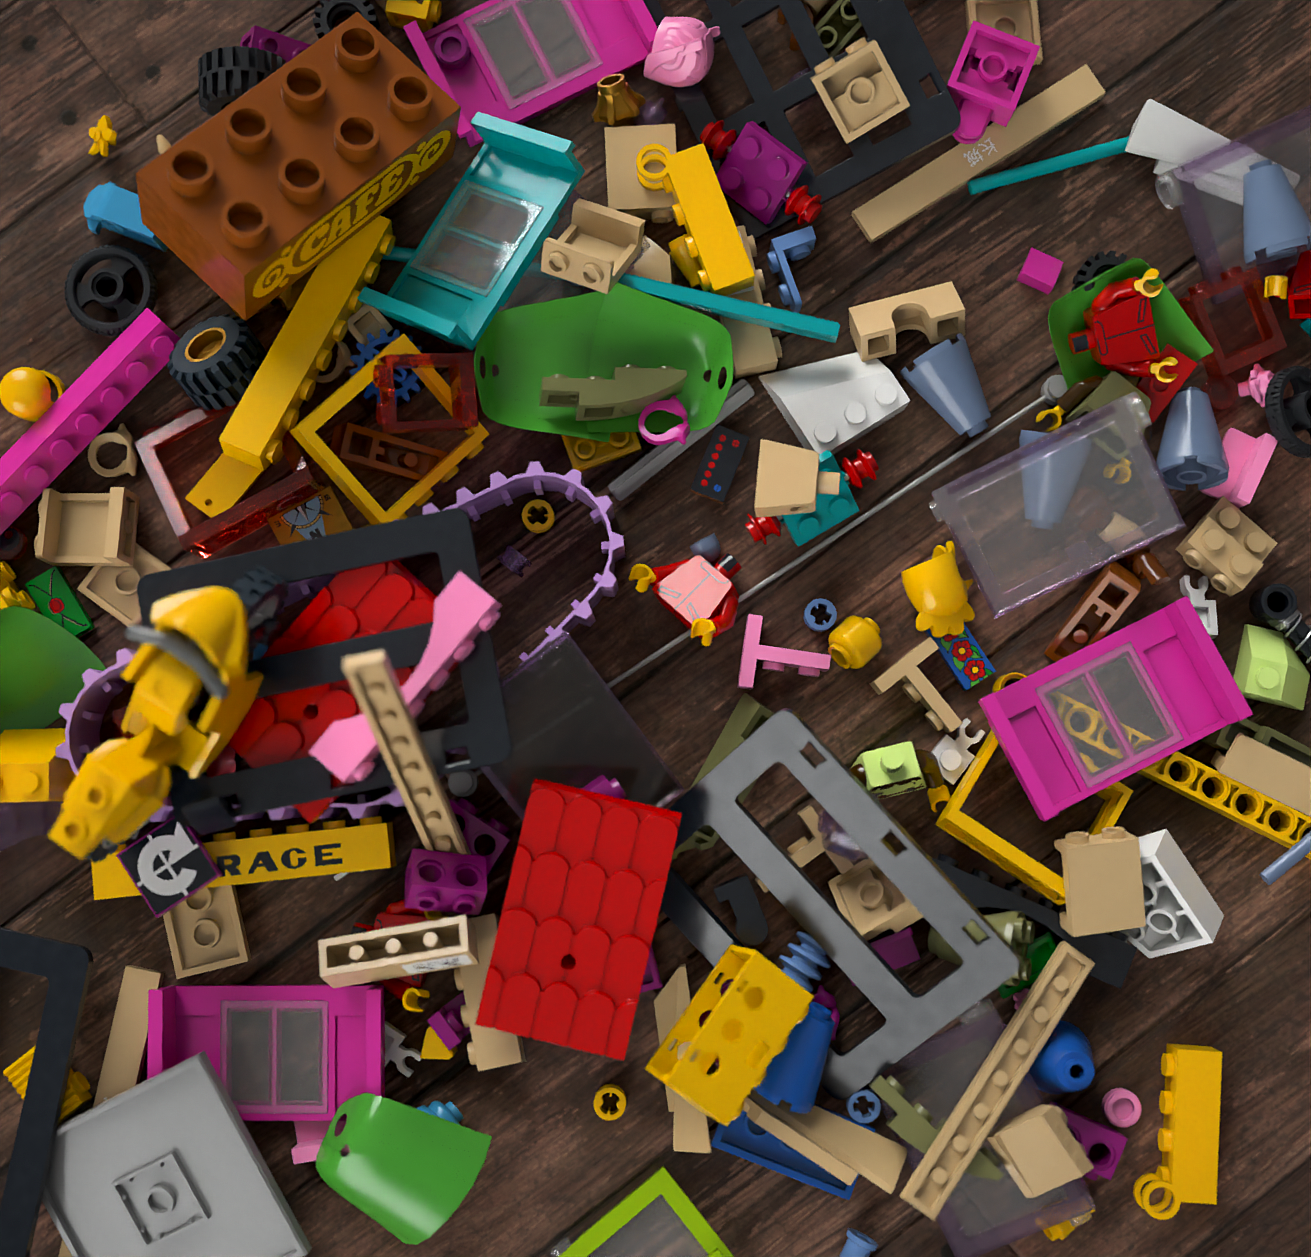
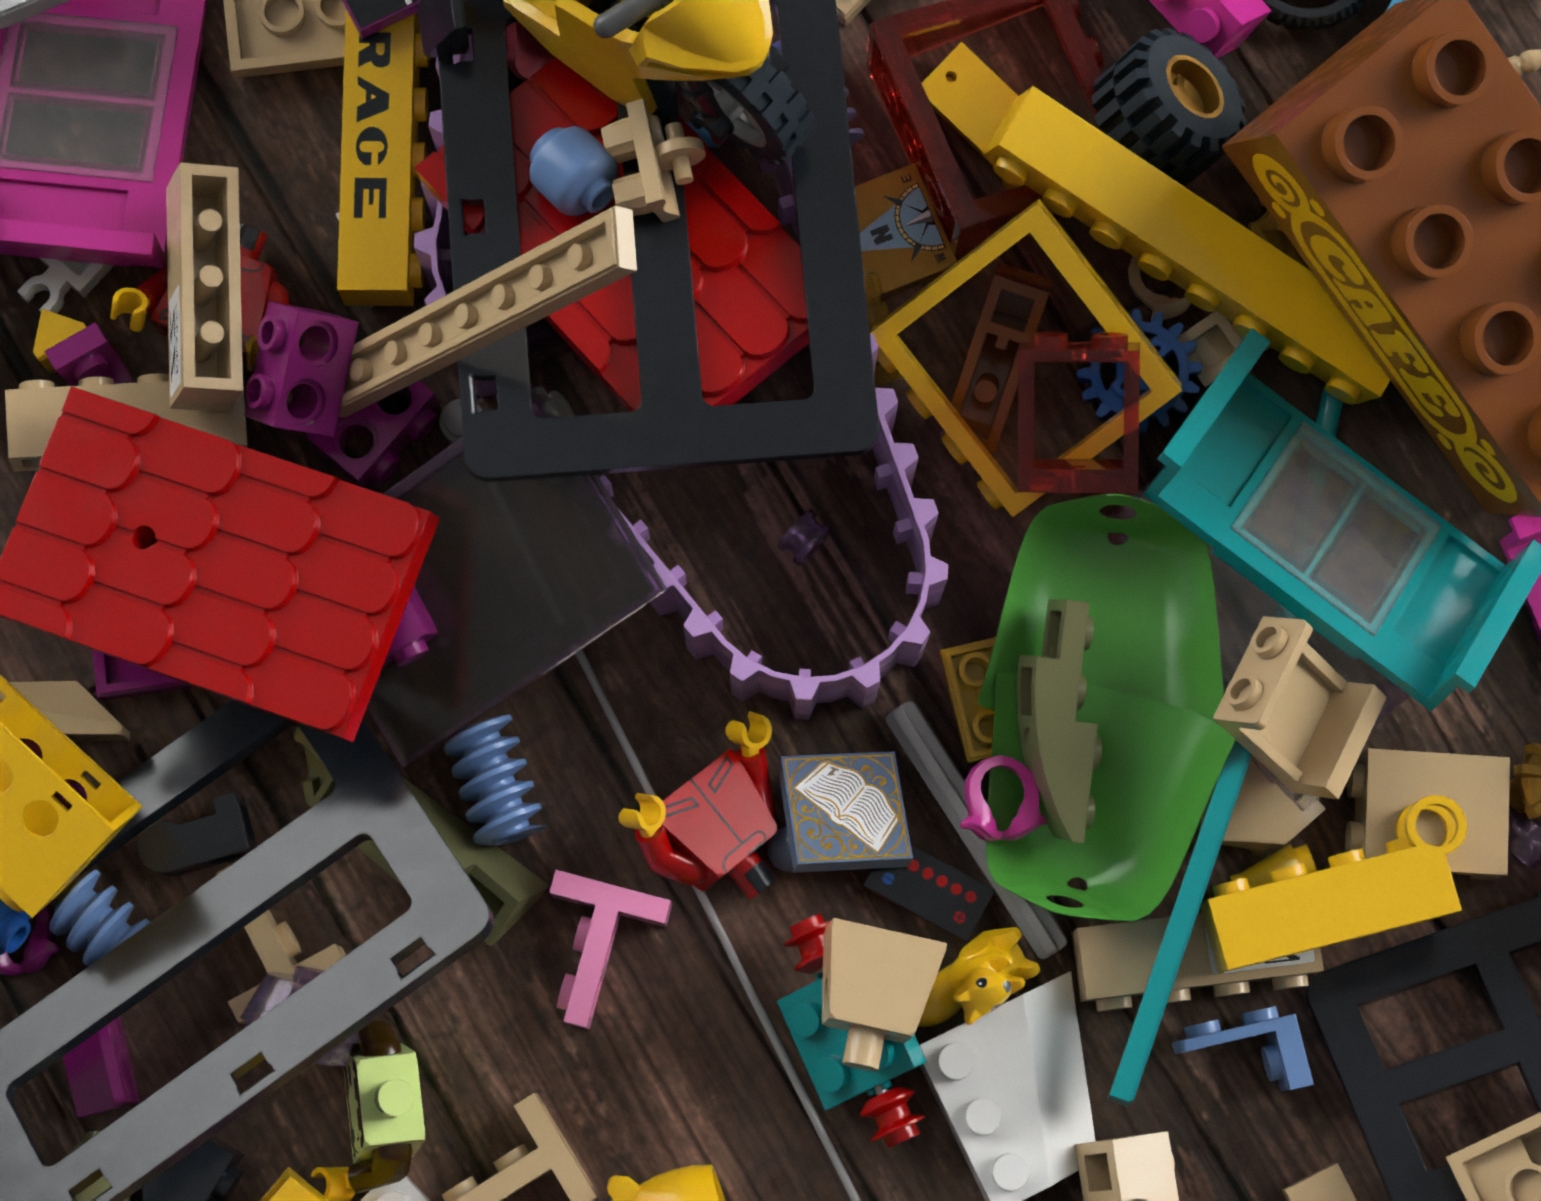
camera: 90 degrees right, 5 degrees down
(279, 677) = (643, 138): none -> tan hips
(304, 718) = (572, 170): none -> medium blue head
(458, 618) = (695, 412): bright pink arch -> none
(539, 505) = (891, 588): yellow bush -> none
(681, 517) = (844, 811): none -> tile
(688, 731) = (493, 783): none -> medium blue piece
(760, 172) = (1411, 1007): magenta plate -> none
(770, 421) = (979, 978): none -> yellow animal
(810, 619) = (653, 1006): medium blue bush -> none
(854, 642) = (606, 1073): yellow head -> none
(872, 900) = (171, 1034): tan plate -> none

